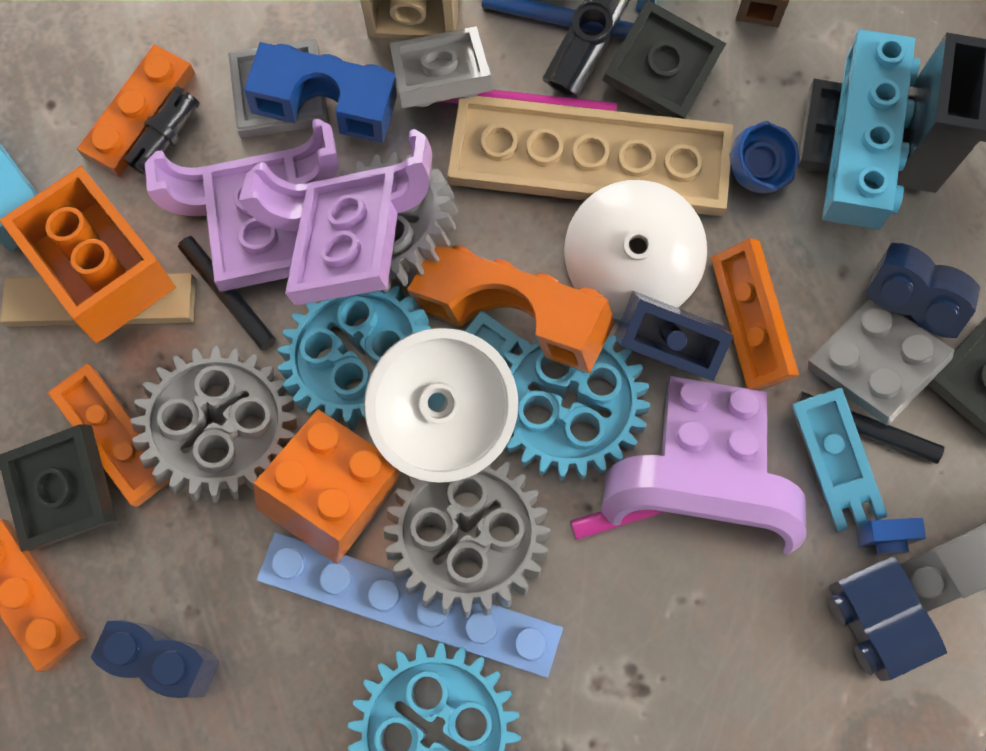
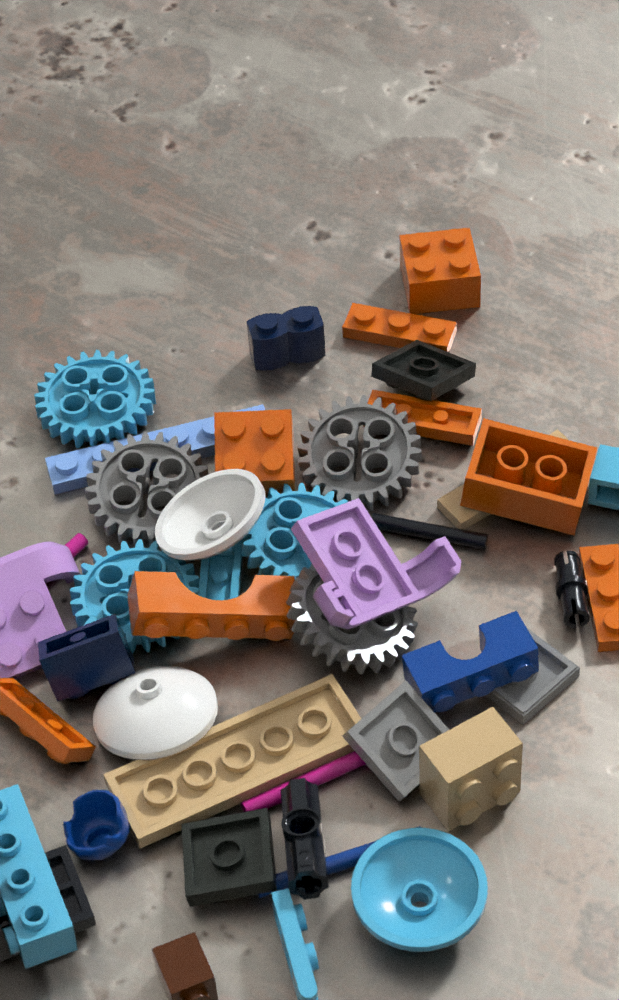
camera: 145 degrees right, 25 degrees down
(241, 246) = (481, 582): lavender piece -> none

